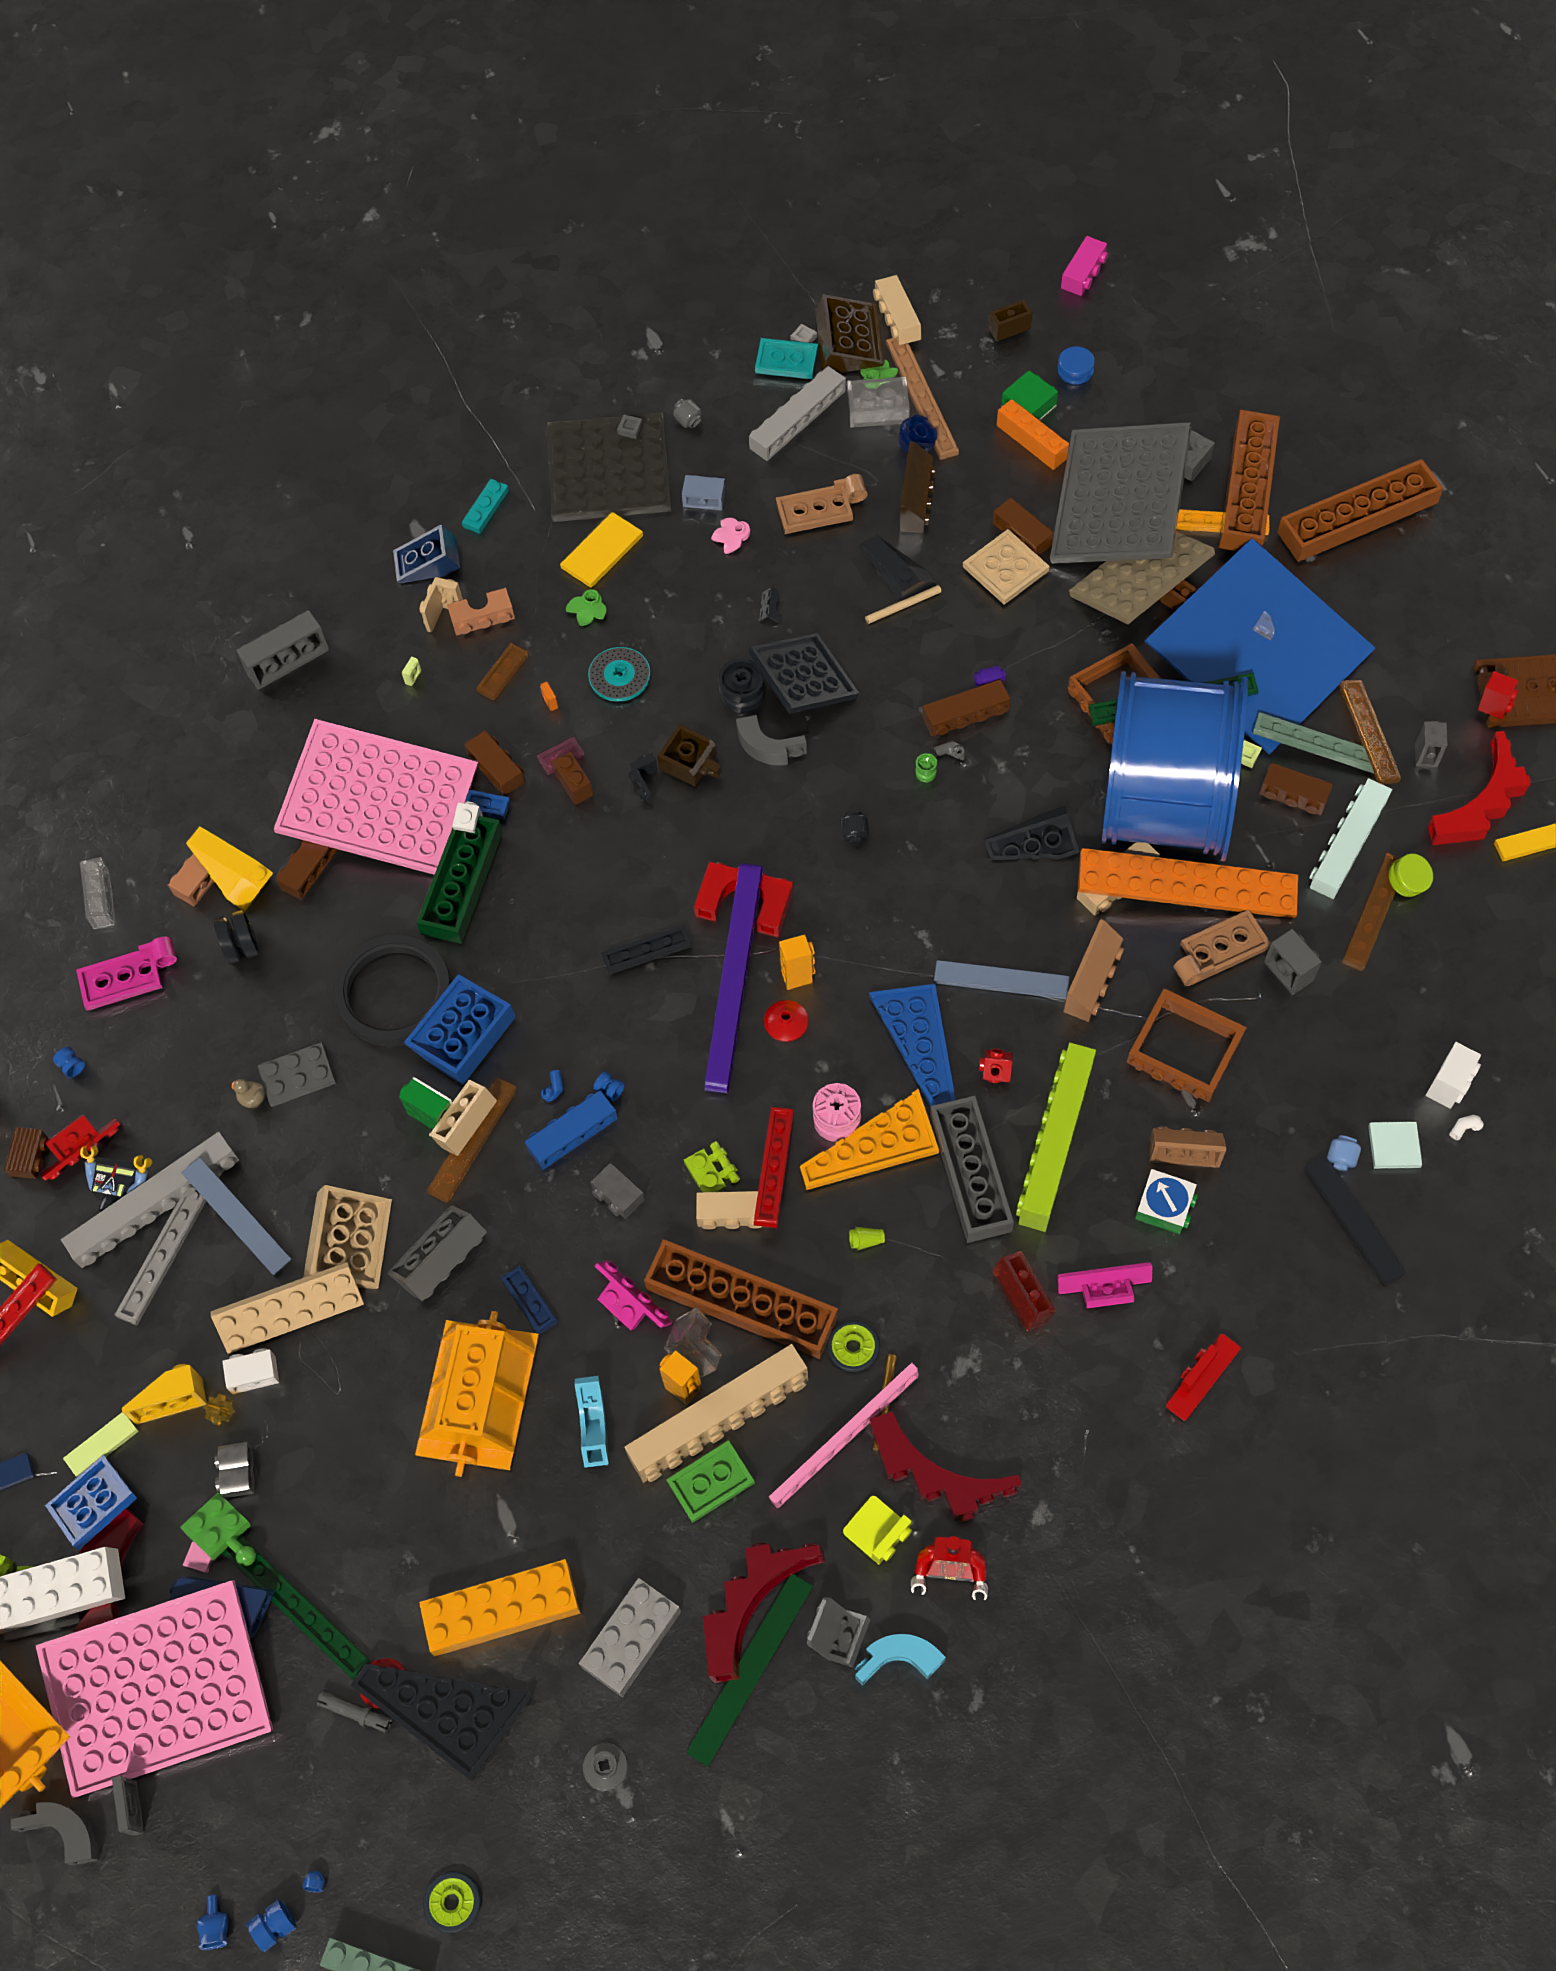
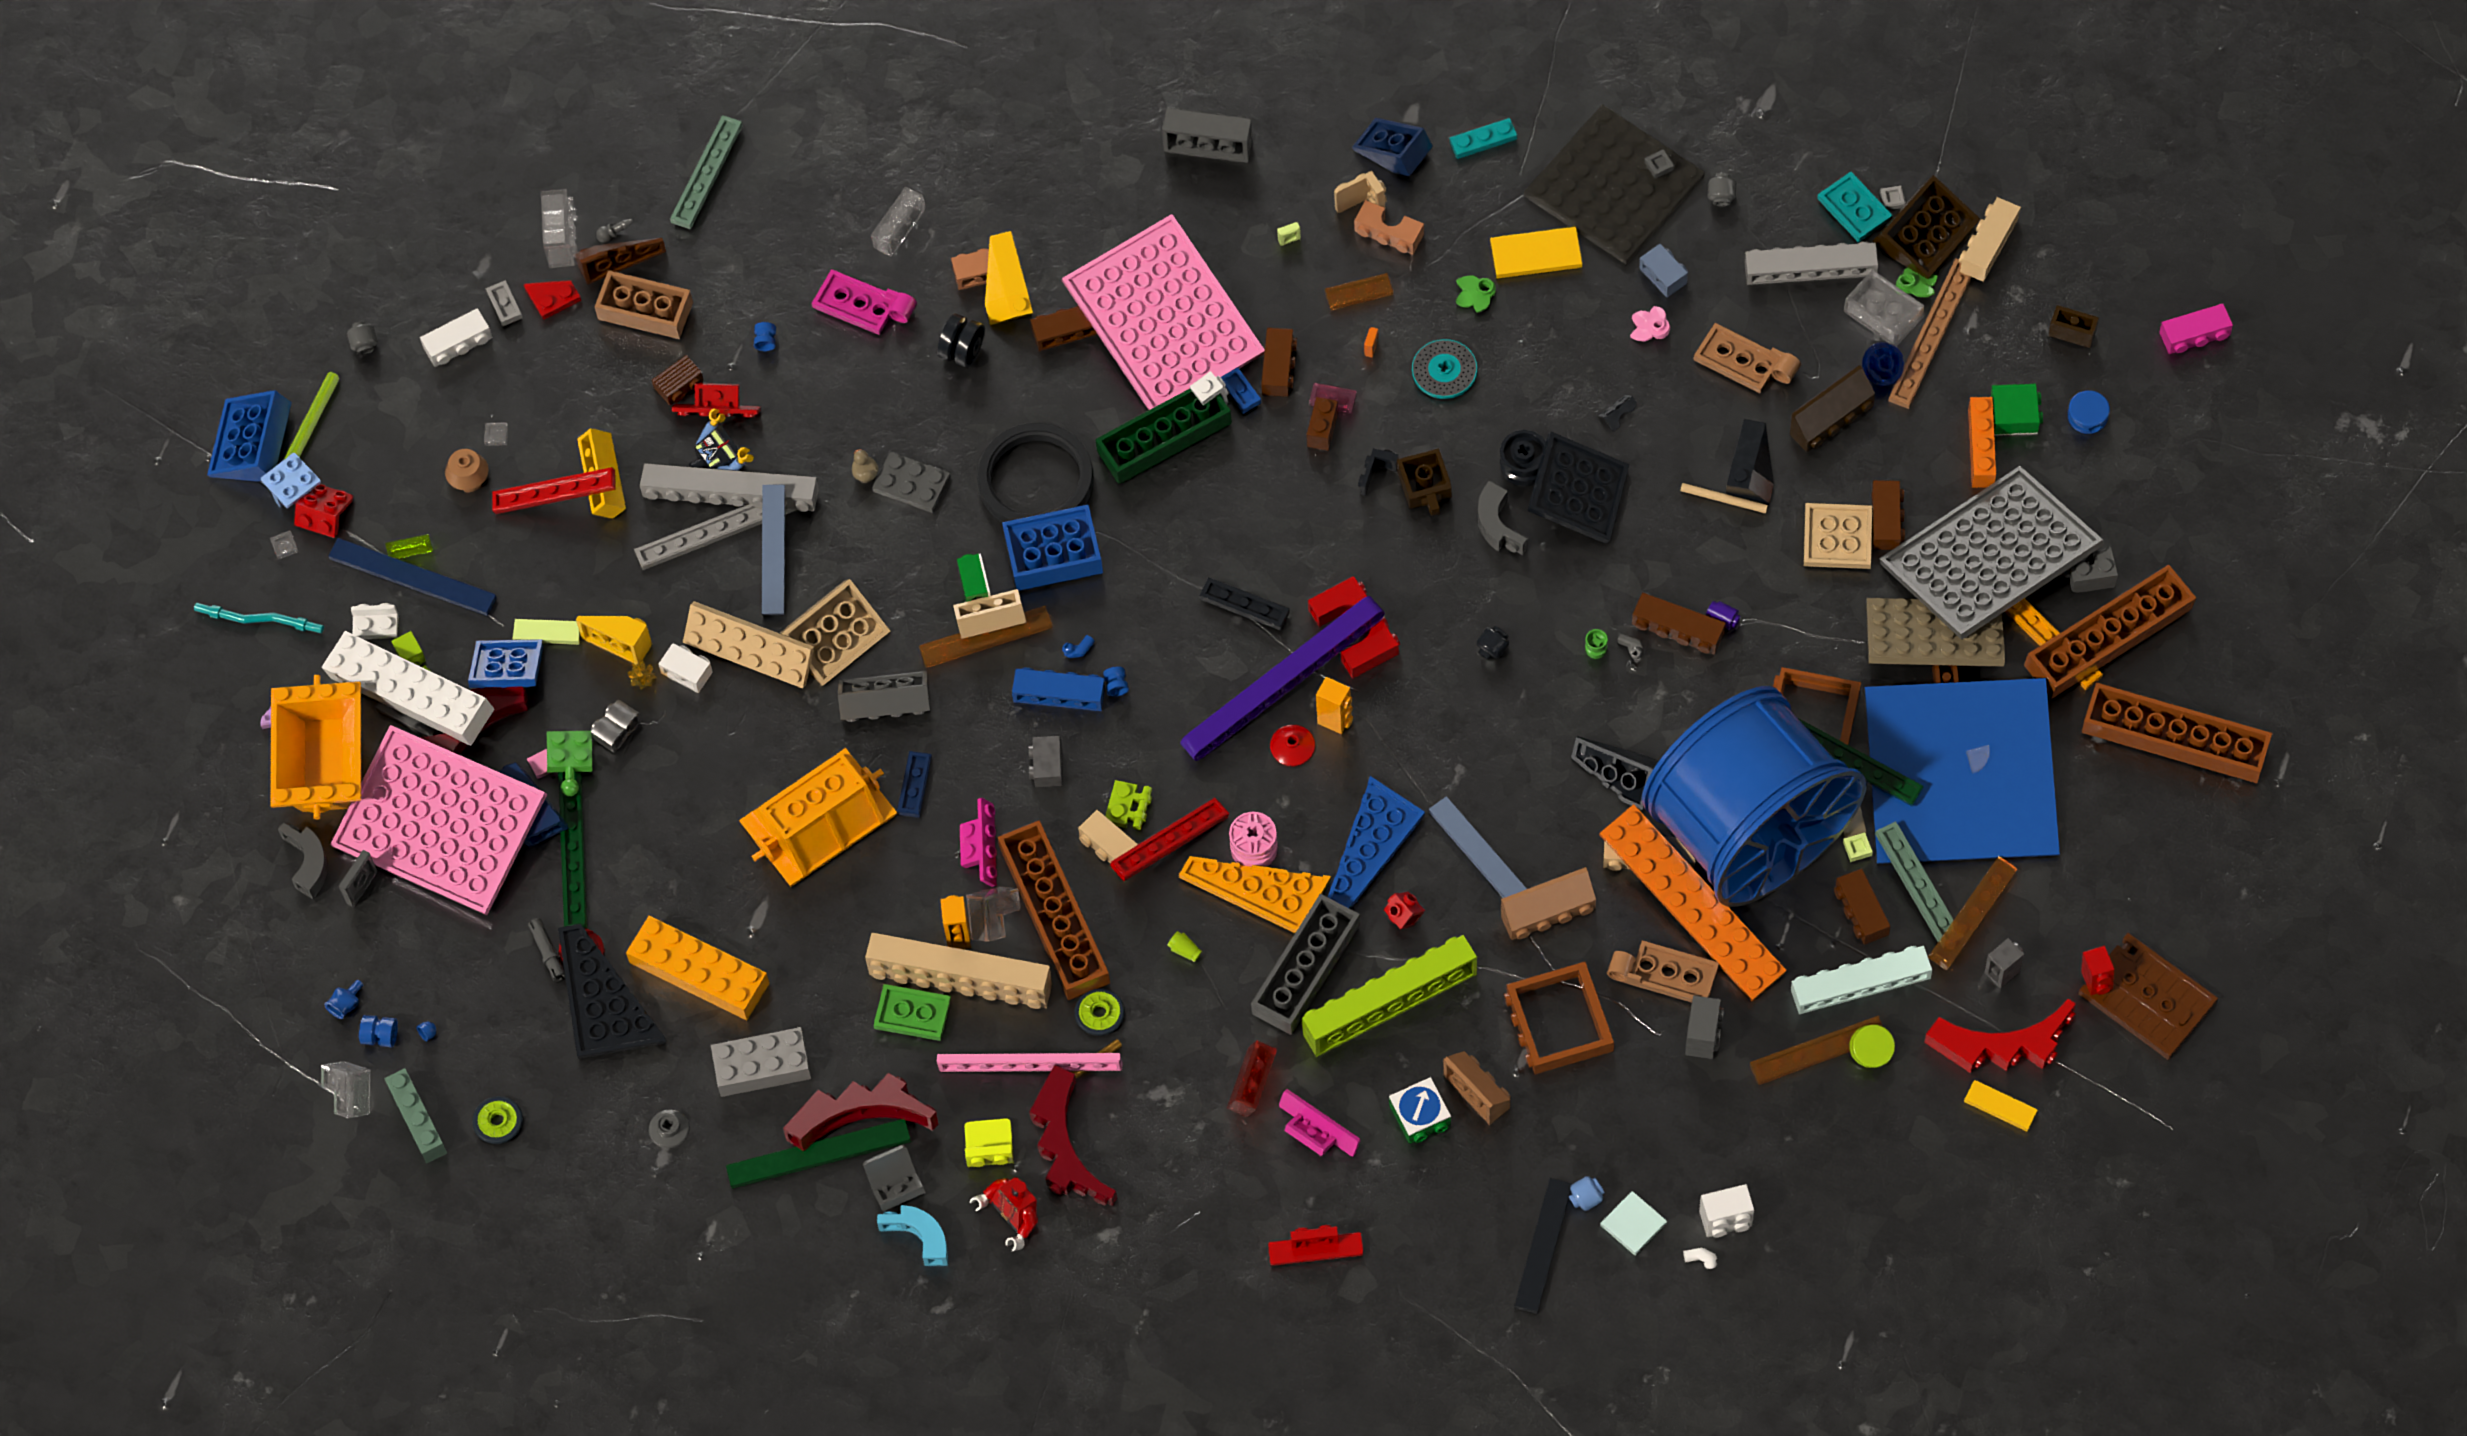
camera: 45 degrees right, 0 degrees up
(592, 1421) = (874, 904): medium azure arch -> none

